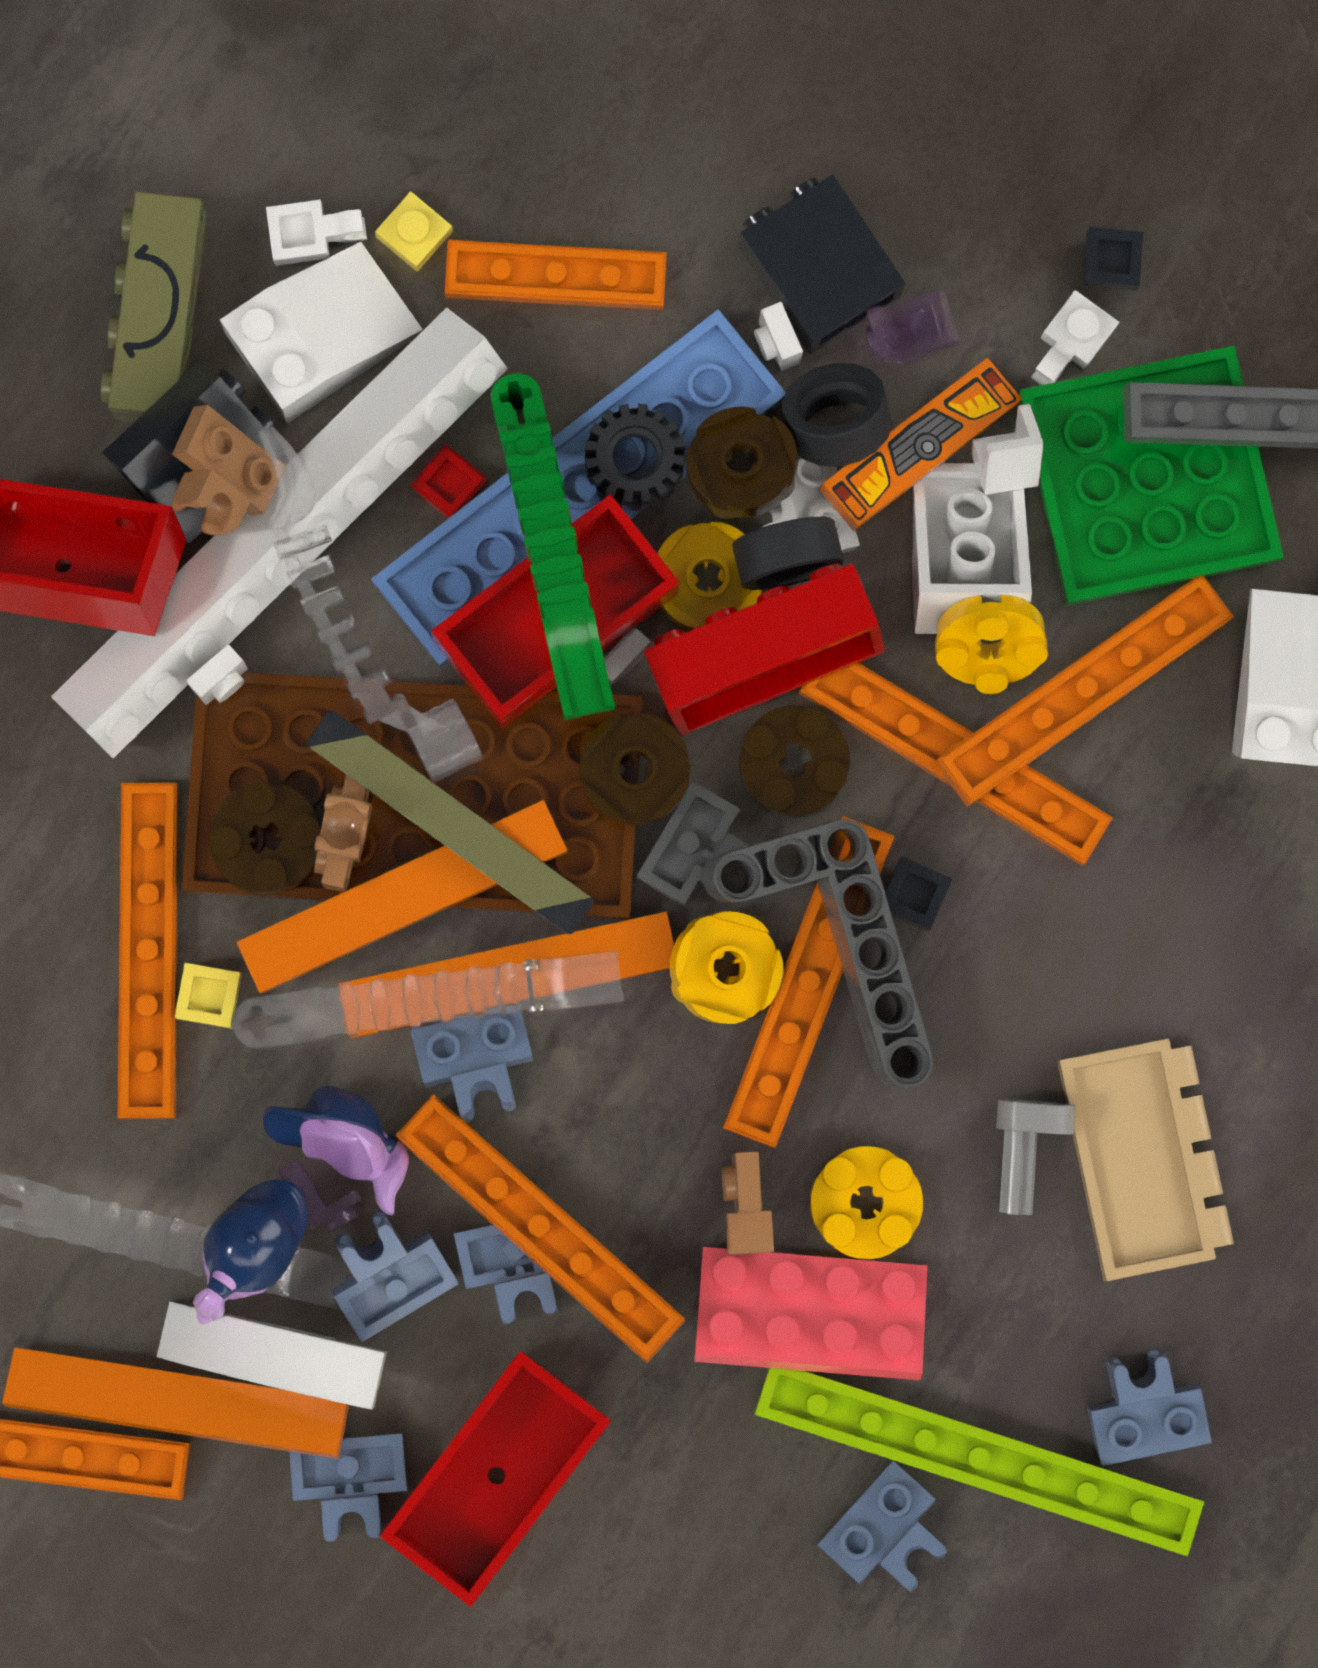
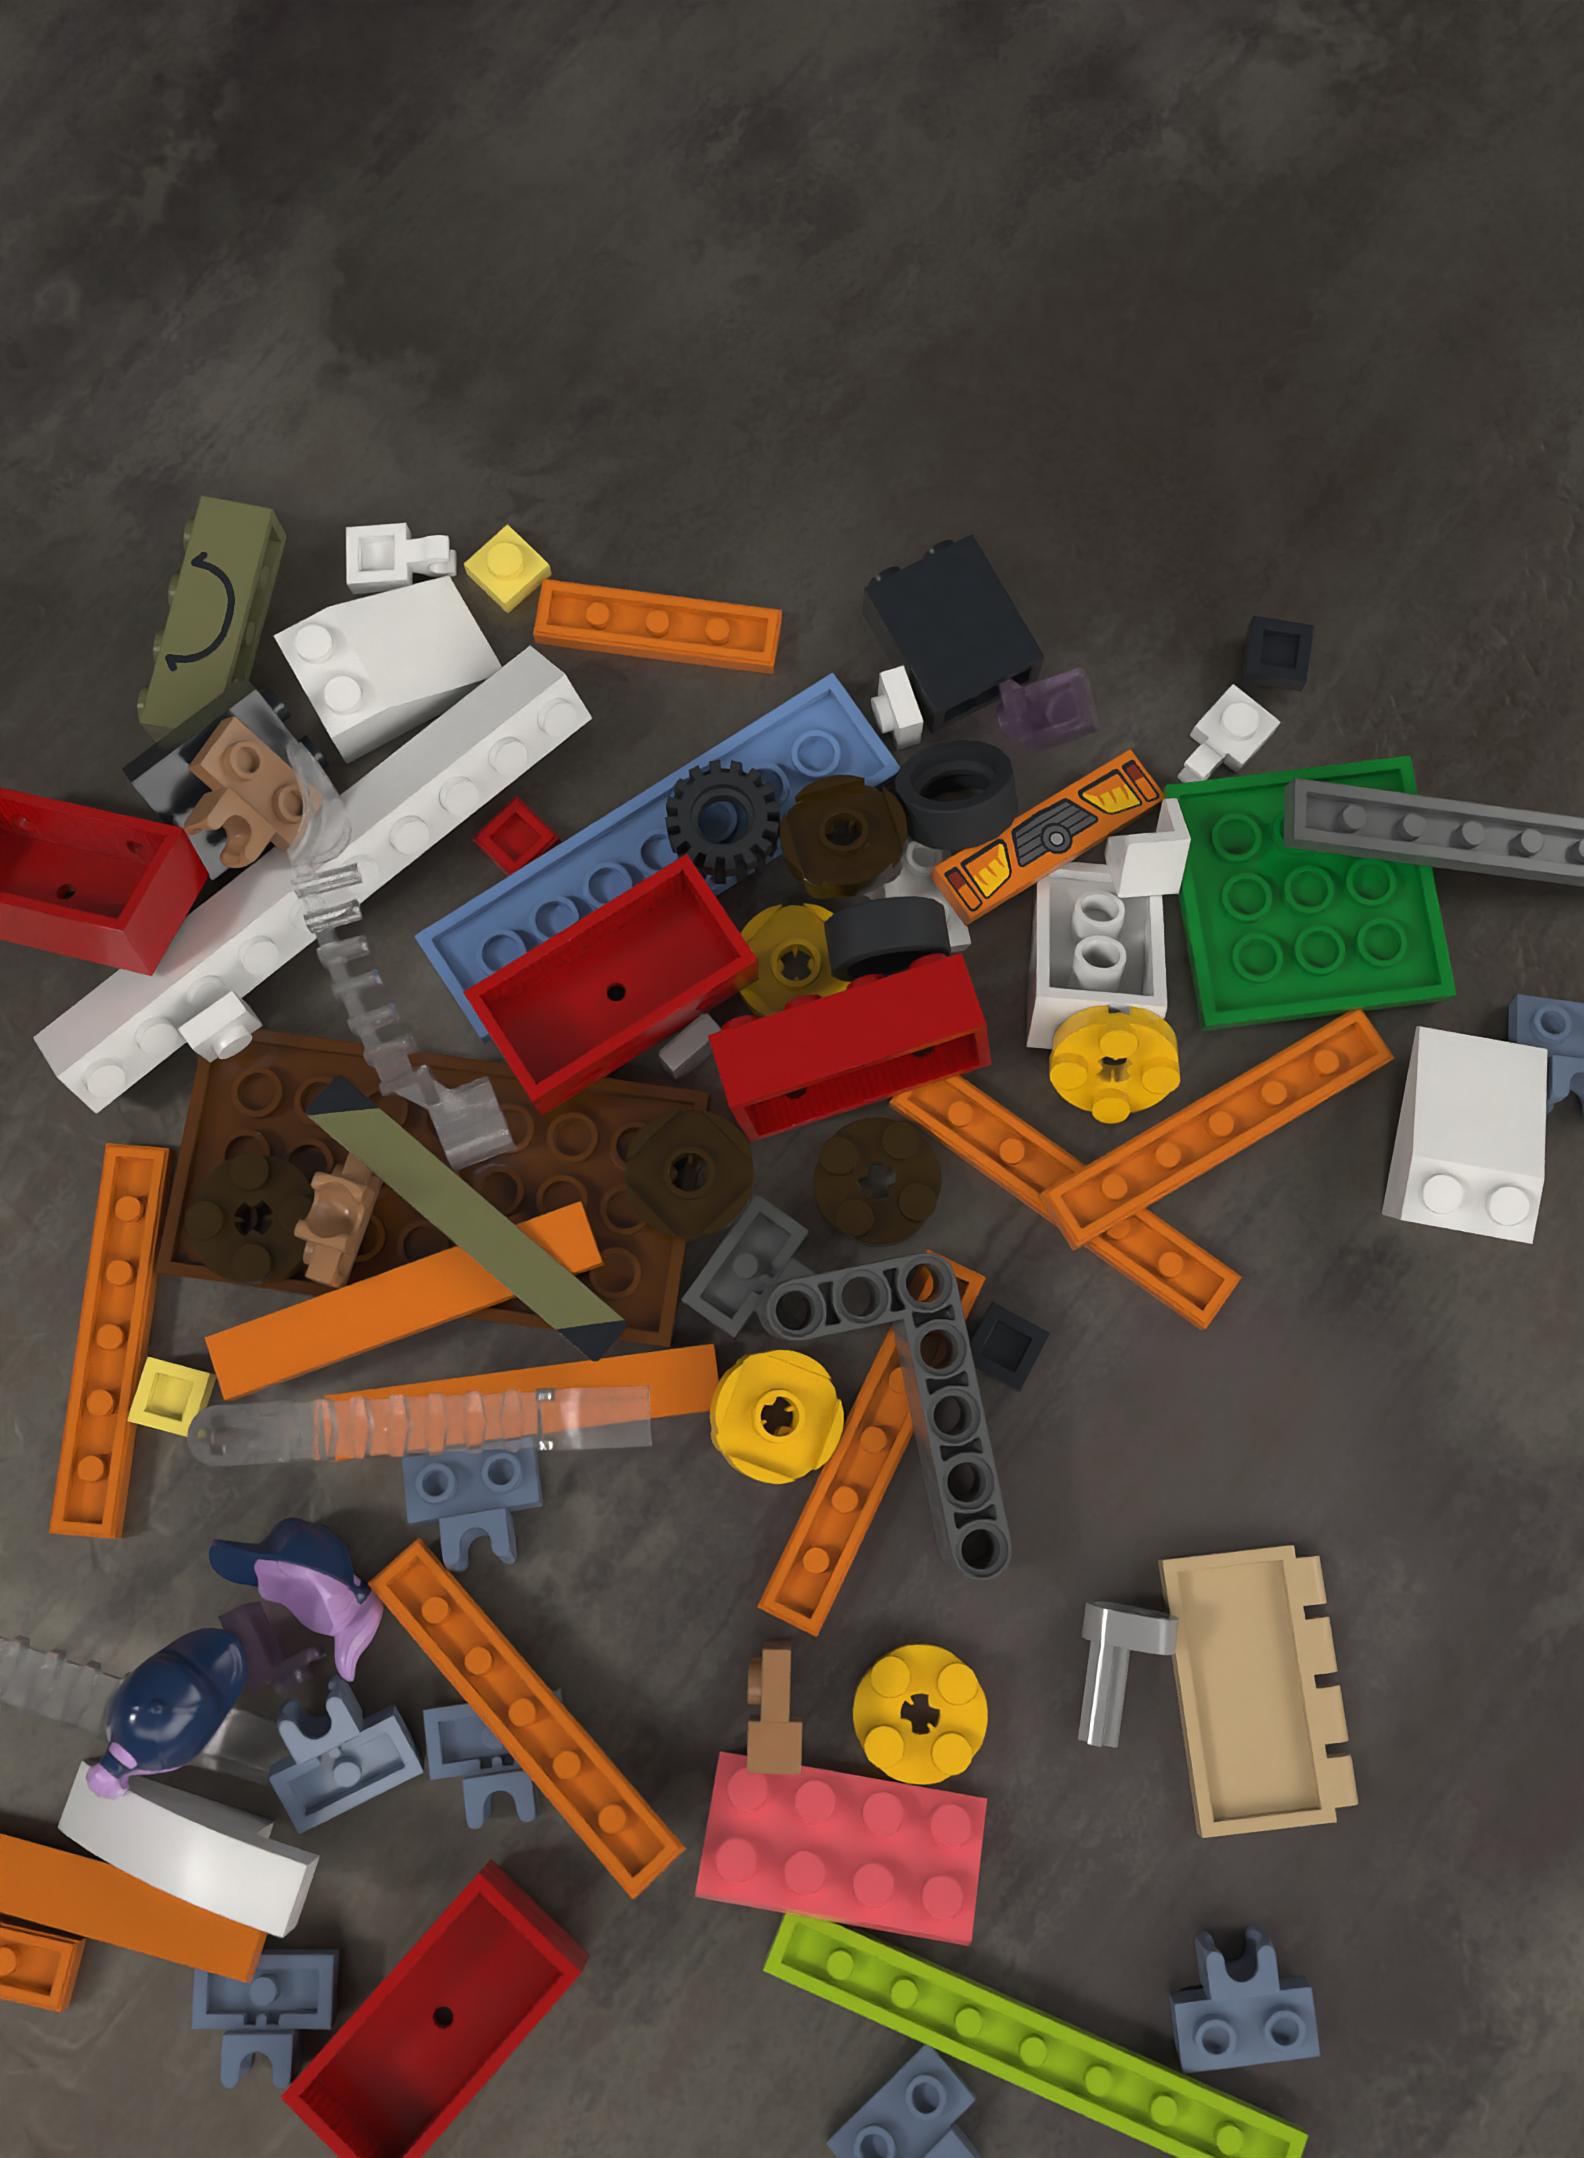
camera: 15 degrees right, 5 degrees down
(552, 548) = (611, 916): green piece -> none

